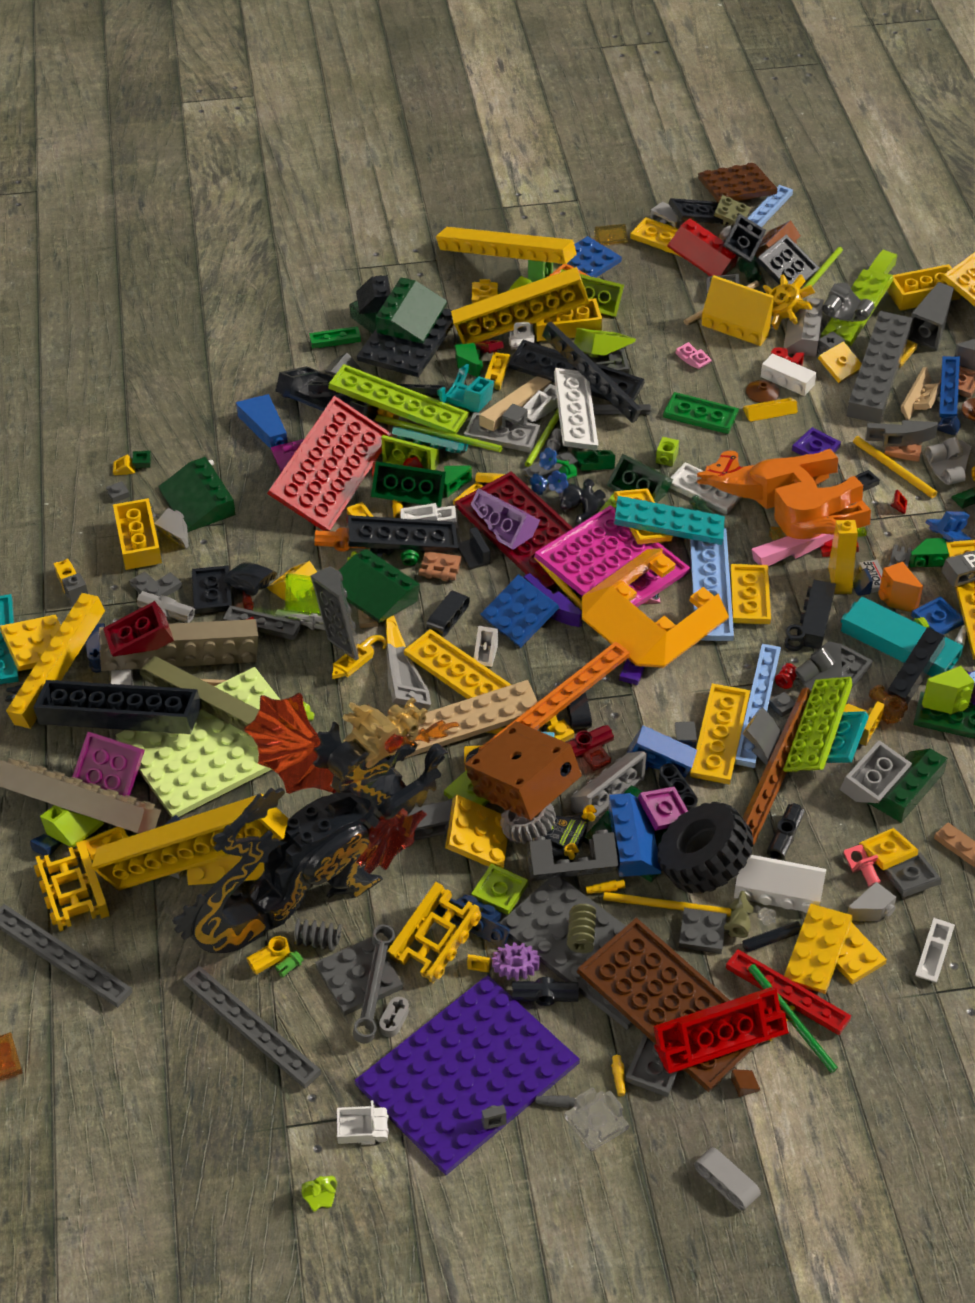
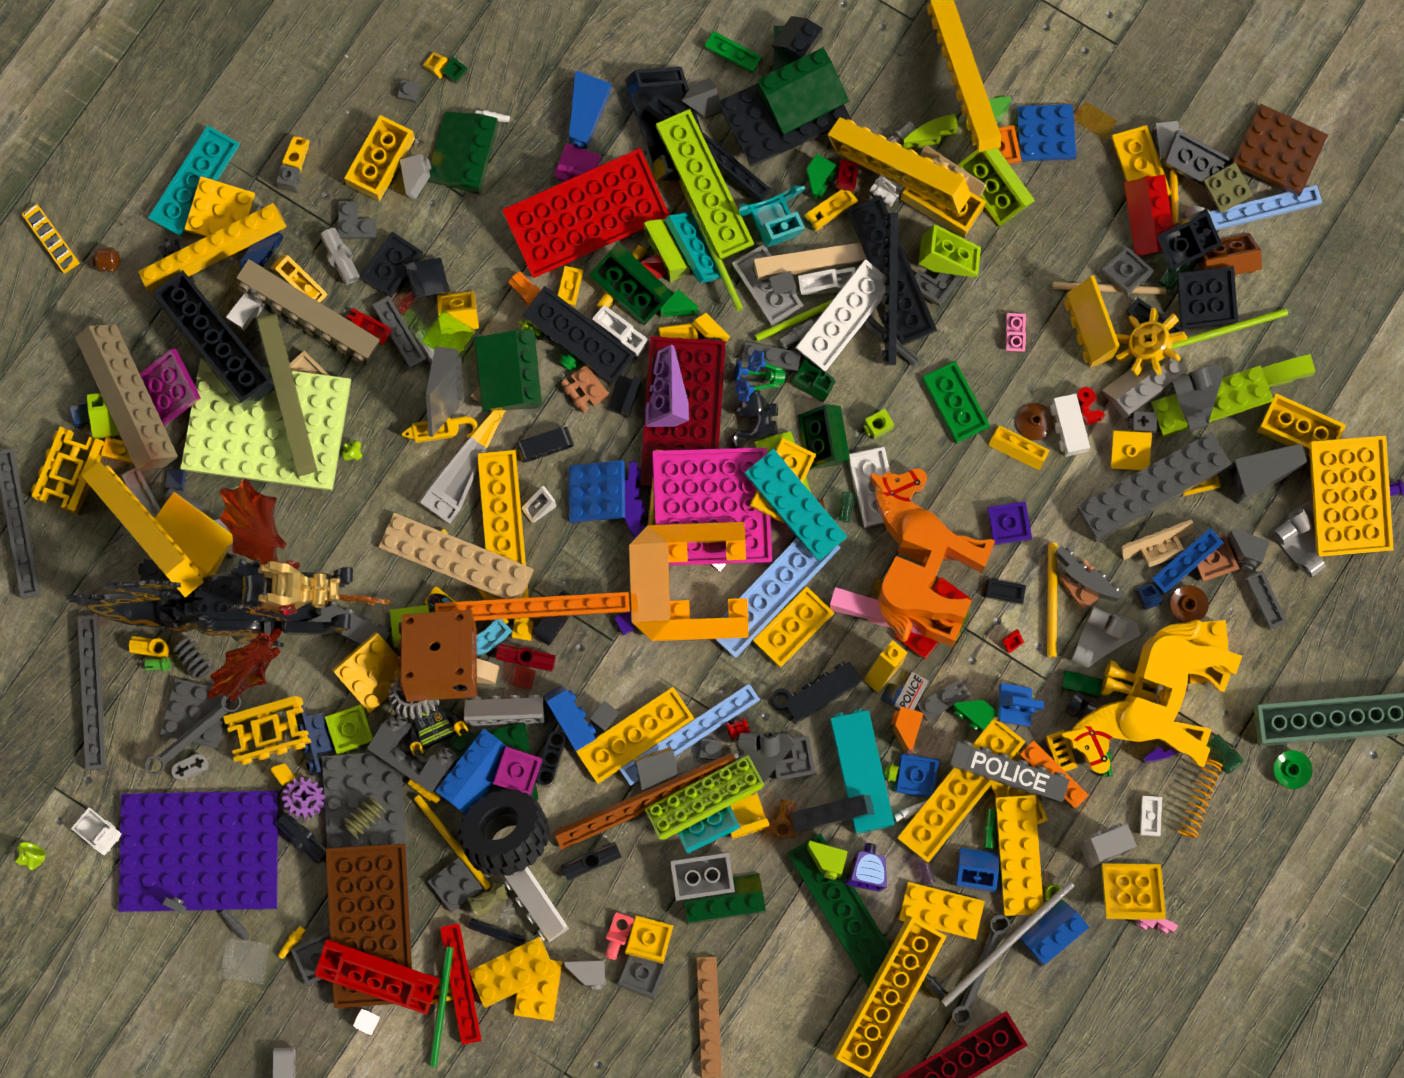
camera: 40 degrees right, 30 degrees up
(139, 631) = (270, 291): dark red slope -> none
(483, 290) = (903, 103): yellow piece -> none
(935, 950) = (592, 1044): white slope -> none

